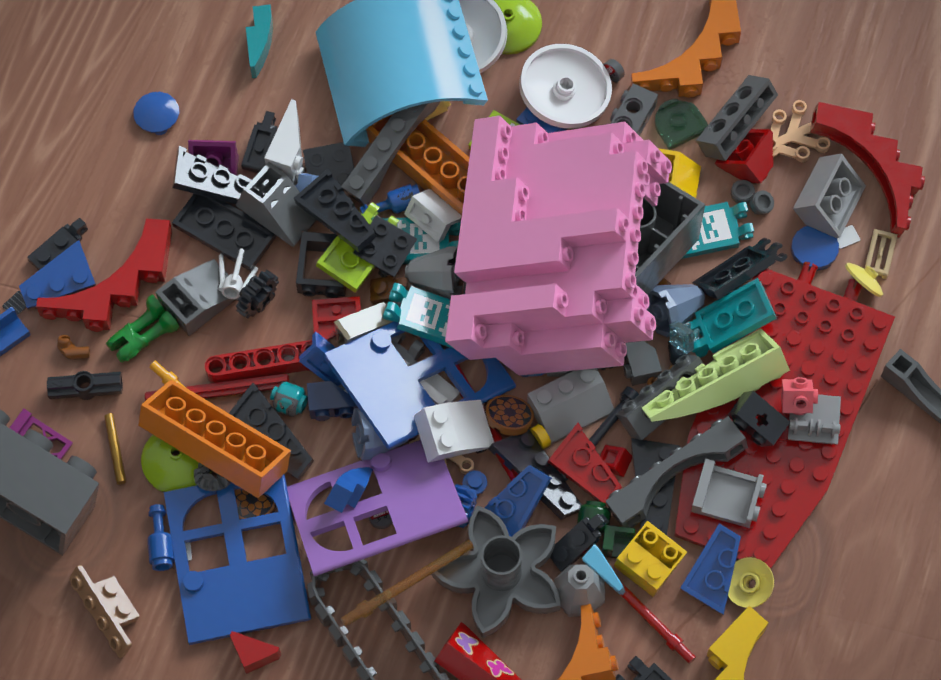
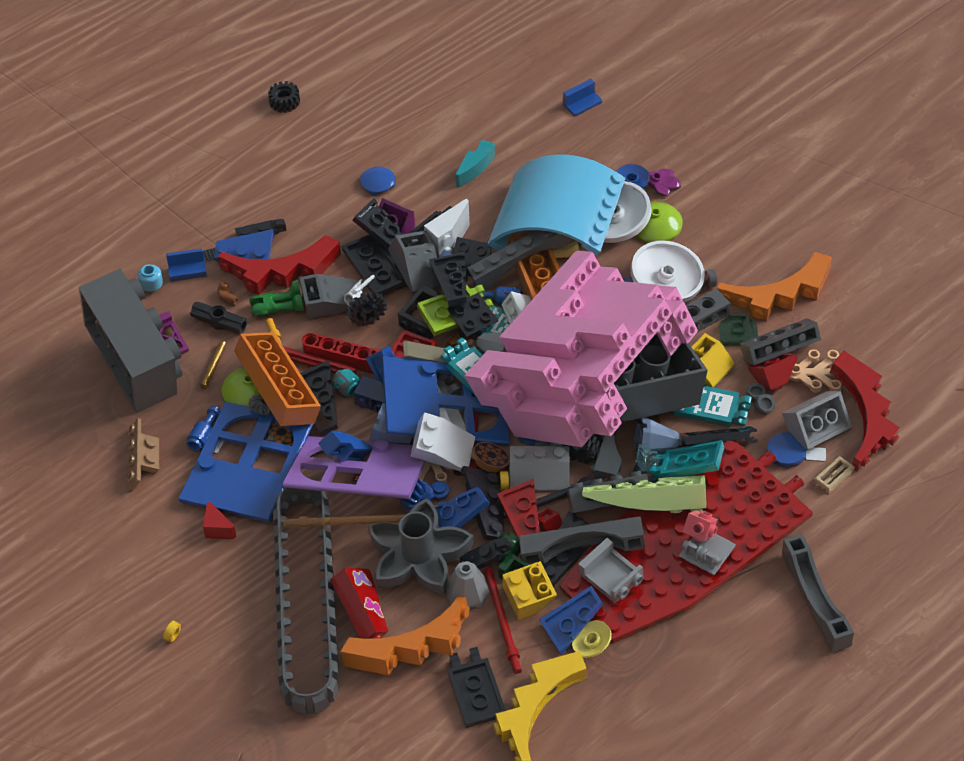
camera: 30 degrees right, 15 degrees down
(597, 561) = (490, 577): medium azure slope -> none
(770, 420) = (662, 518): black brick -> none
(866, 278) = (808, 481): light yellow dish -> none

